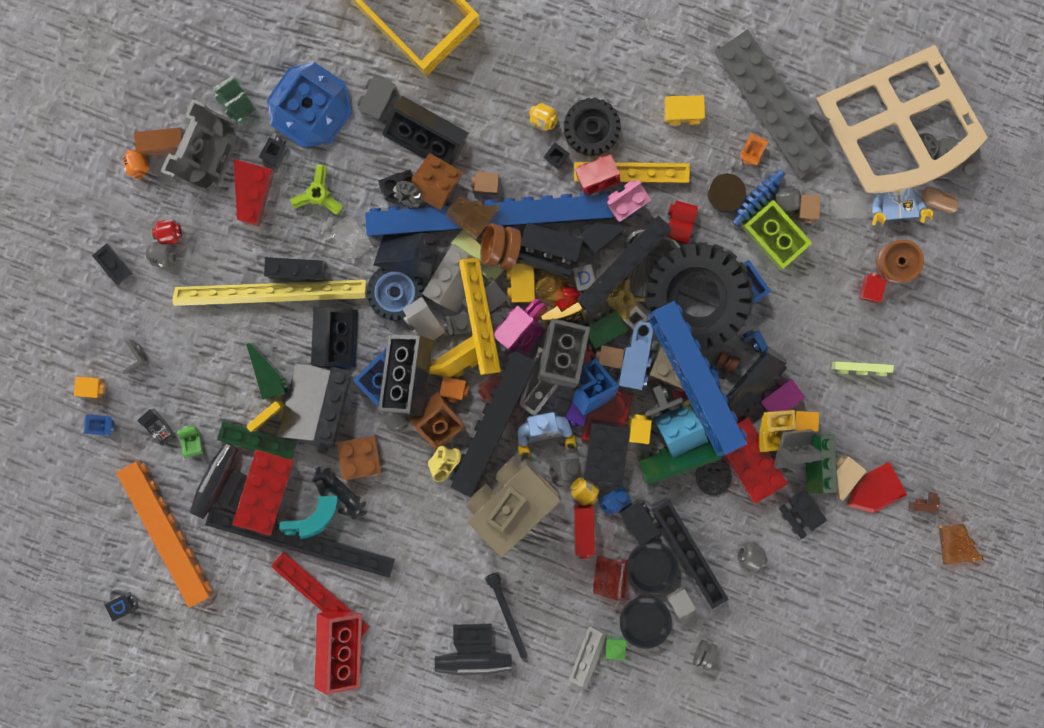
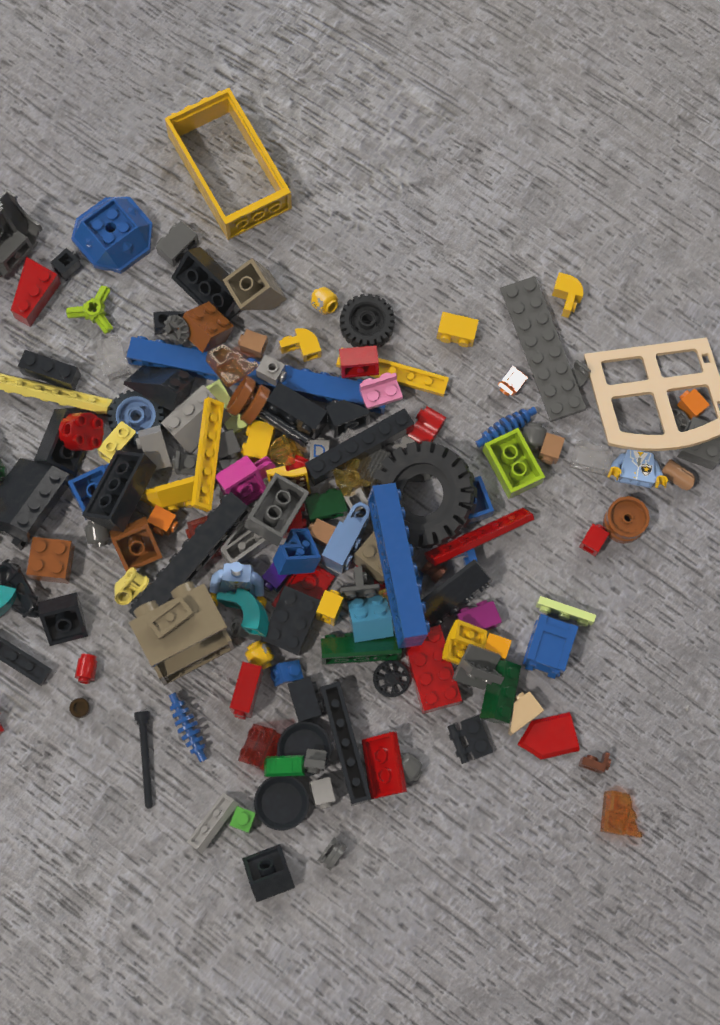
camera: 10 degrees right, 15 degrees down
(234, 99) = (46, 209): clear green brick -> none
(349, 325) = (81, 431): none -> red brick
(385, 323) = (116, 441): none -> light yellow bracket
(389, 509) = (62, 619): none -> black slope
(427, 549) = (86, 668): none -> red brick
(432, 586) = (79, 708): none -> dark brown tile
(471, 127) = (254, 287): none -> dark tan slope
(473, 653) = (98, 785): black plate -> none
(515, 211) = (271, 370): none -> light grey brick
(538, 166) = (303, 340): none -> yellow brick
(538, 577) = (187, 727): none -> blue piece
(556, 156) = (327, 338): black slope -> none
(569, 455) = (254, 614): none -> teal arch
(639, 589) = (284, 766): none -> green tile
(651, 687) = (268, 873): none -> black slope
(667, 579) = (315, 761): none -> dark grey bracket
(726, 192) = (476, 414): dark brown tile -> none
(730, 562) = (384, 765): none -> red tile
(763, 318) = (479, 536): none -> red tile
(785, 33) = (570, 289): none -> yellow brick
(857, 408) = (549, 646): none -> blue container
(937, 122) = (692, 404): none -> orange brick

